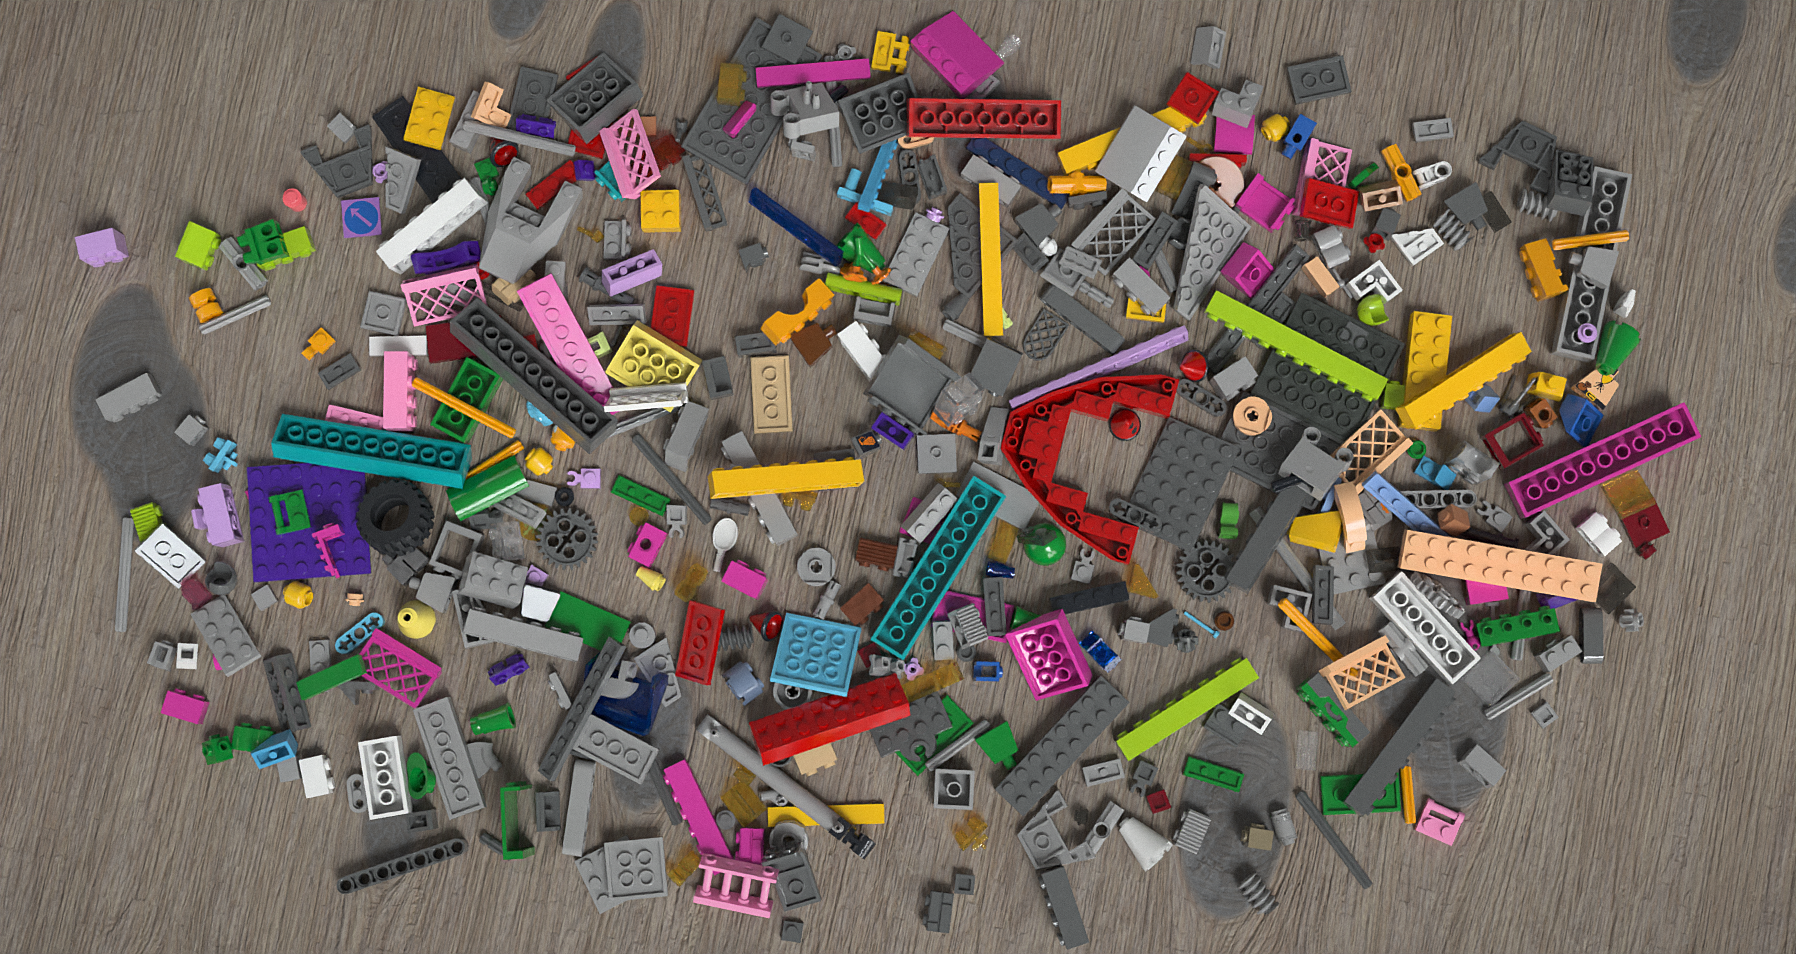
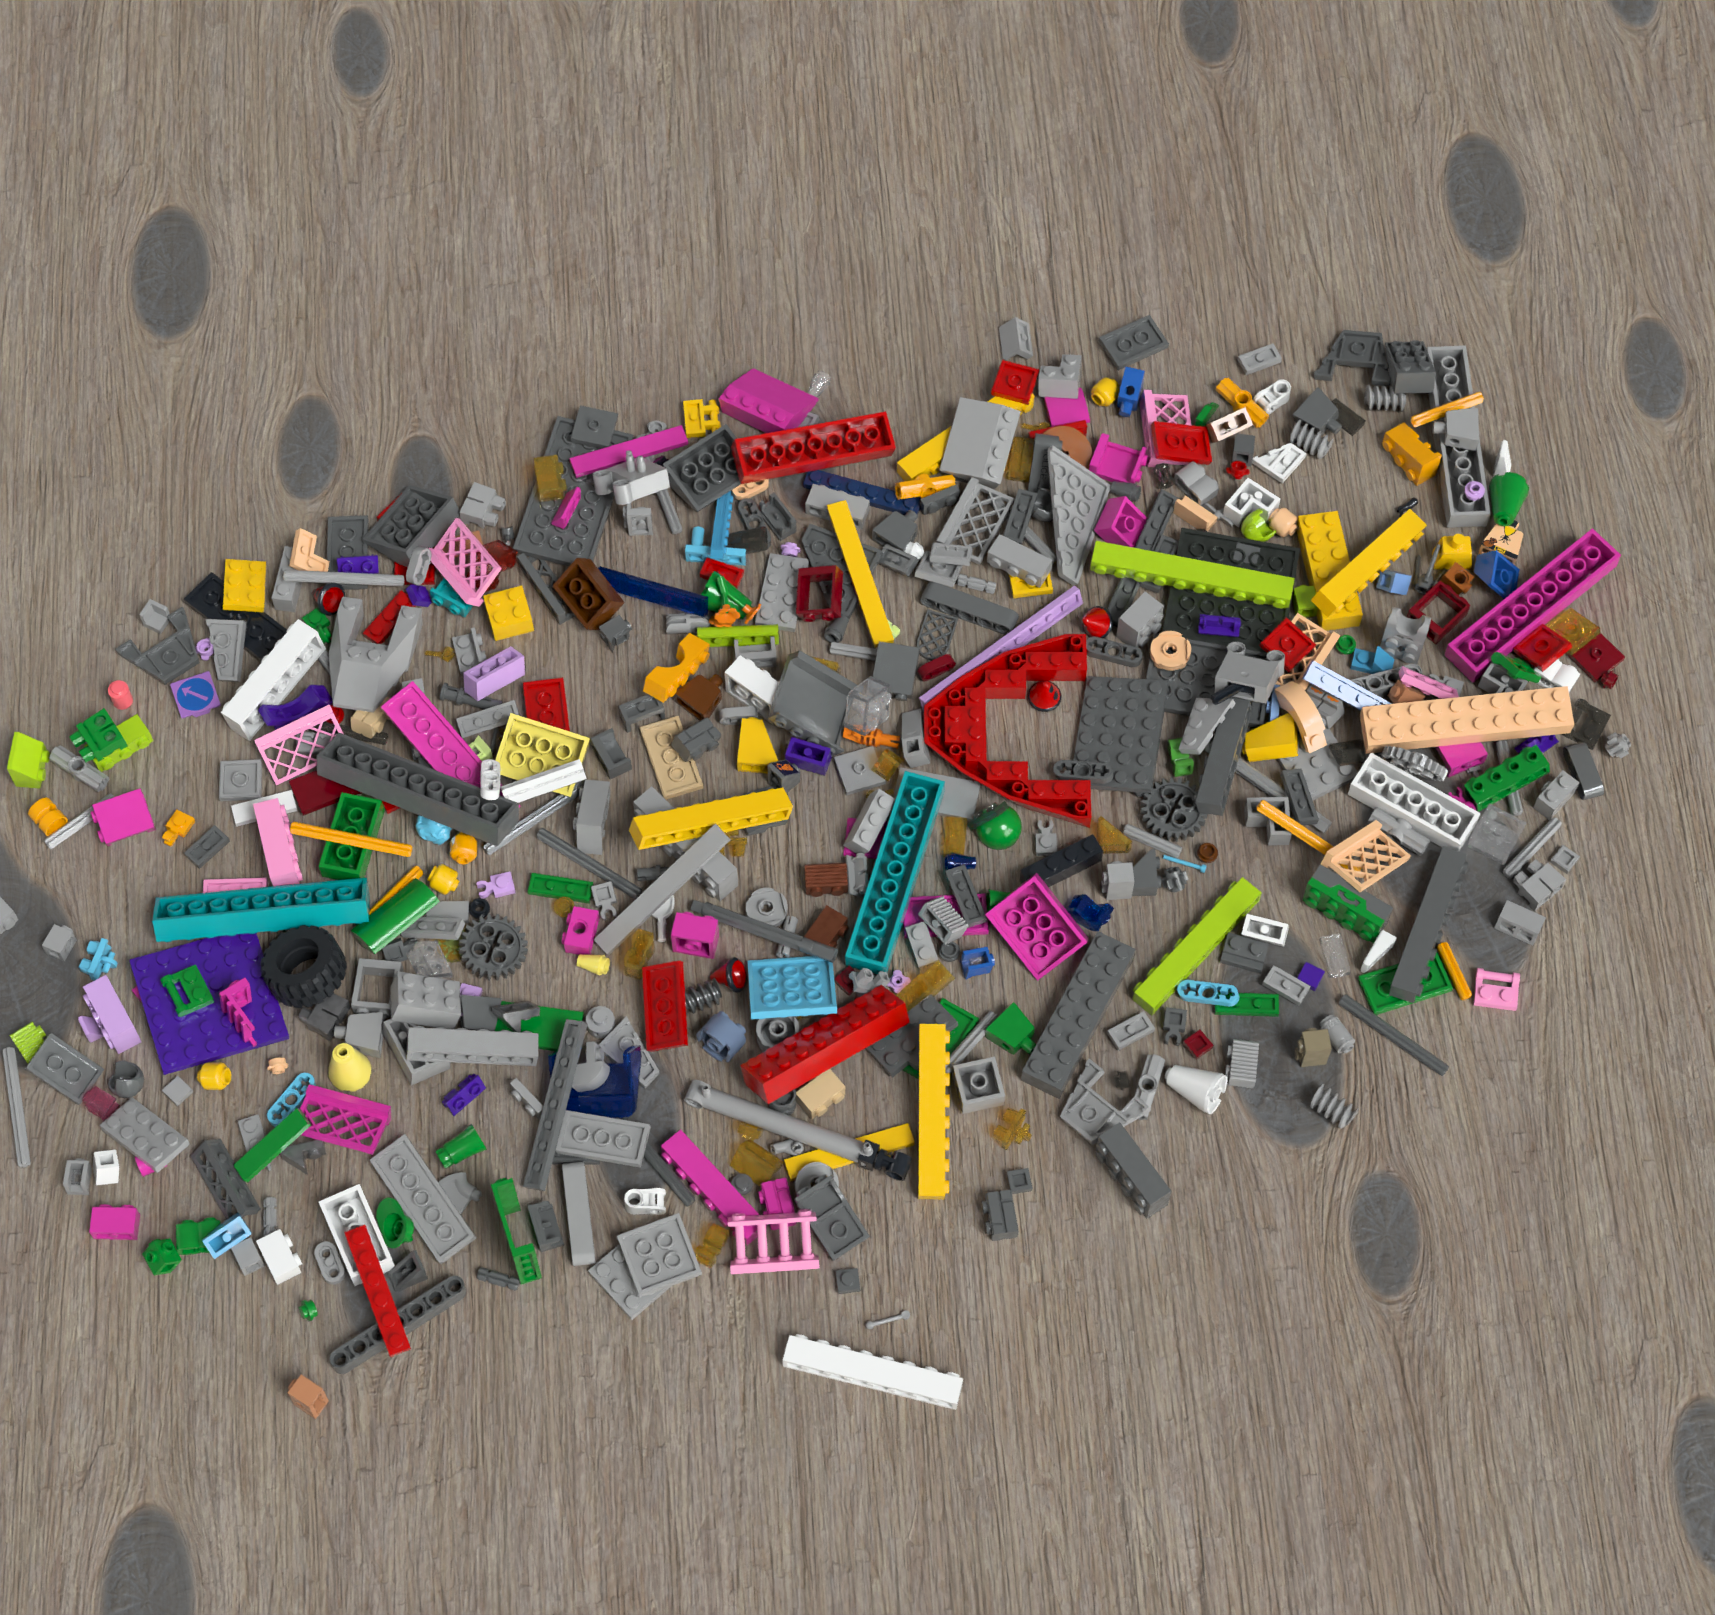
camera: 20 degrees left, 20 degrees down
(271, 325) = (122, 817): none -> dark pink panel
(310, 911) = (307, 1396): none -> nougat brick
(317, 737) = (269, 1215): none -> light grey axle
(330, 831) = (308, 1310): none -> green plate
(389, 837) = (377, 1291): none -> red plate
(567, 612) = (513, 1014): none -> flat silver slope
(590, 143) = (418, 565): none -> light grey beam
(601, 394) = (490, 779): none -> white beam
(640, 813) = (647, 1201): none -> white piece
(663, 91) = (480, 504): none -> light grey hips
(726, 531) = (662, 889): none -> light grey tile
(737, 214) = (588, 593): none -> reddish brown brick
(797, 387) = (696, 740): none -> dark grey brick
(807, 591) = (766, 931): none -> dark grey piece
(842, 370) = (734, 715): none -> light grey beam
(848, 407) = (755, 747): none -> yellow slope
(905, 805) = (932, 1116): none -> yellow brick
(933, 267) = (817, 574): none -> dark red window
(963, 457) = (887, 764): none -> clear yellow slope
(1034, 371) = (936, 667): none -> dark red beam
(1178, 595) = (1152, 840): none -> light grey axle
(1197, 759) = (1224, 989): none -> medium azure beam
(1253, 768) = (1286, 985): none -> light grey plate
(1256, 502) = (1201, 724): none -> light grey wing
(1263, 236) = (1130, 490): none -> dark grey cone
(1278, 764) = (1311, 975): none -> dark purple tile
(1305, 402) = (1219, 625): none -> dark purple hinge
(1344, 758) = (1380, 947): none -> white slope
(1362, 439) = (1290, 641): none -> red tile
(1398, 310) = (1283, 522): none -> light nougat head
(1477, 517) = (1426, 684): none -> bright pink plate
(1512, 737) = (1540, 886): none -> light grey hips
(1520, 322) = (1409, 505): none -> black piece
(1564, 527) = (1516, 667): none -> green plate
(1596, 506) = (1542, 647): none -> red tile

